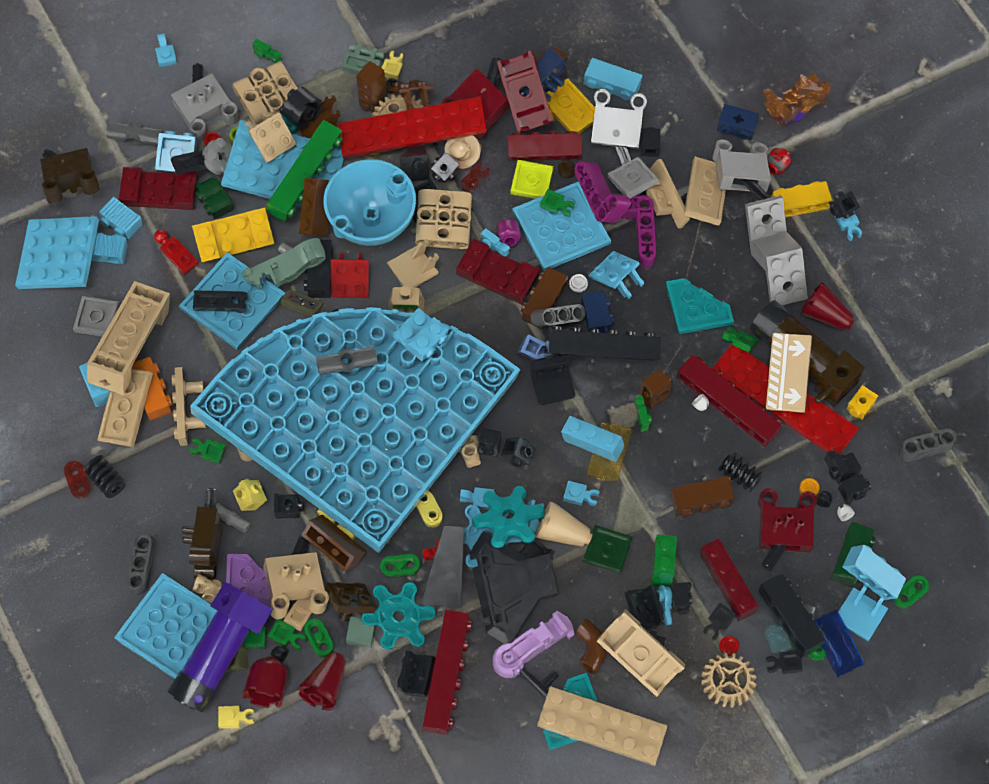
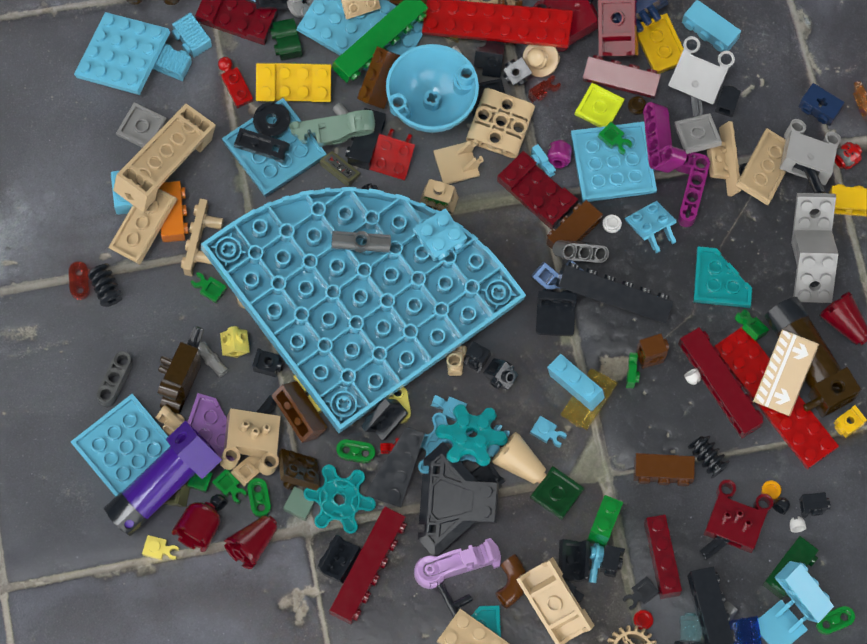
camera: 15 degrees right, 5 degrees up
(219, 266) = (268, 110): none -> black tile
(419, 525) = (385, 418): none -> black bracket
(597, 311) = (620, 257): dark blue brick -> none
(842, 466) = (809, 479): black brick -> none

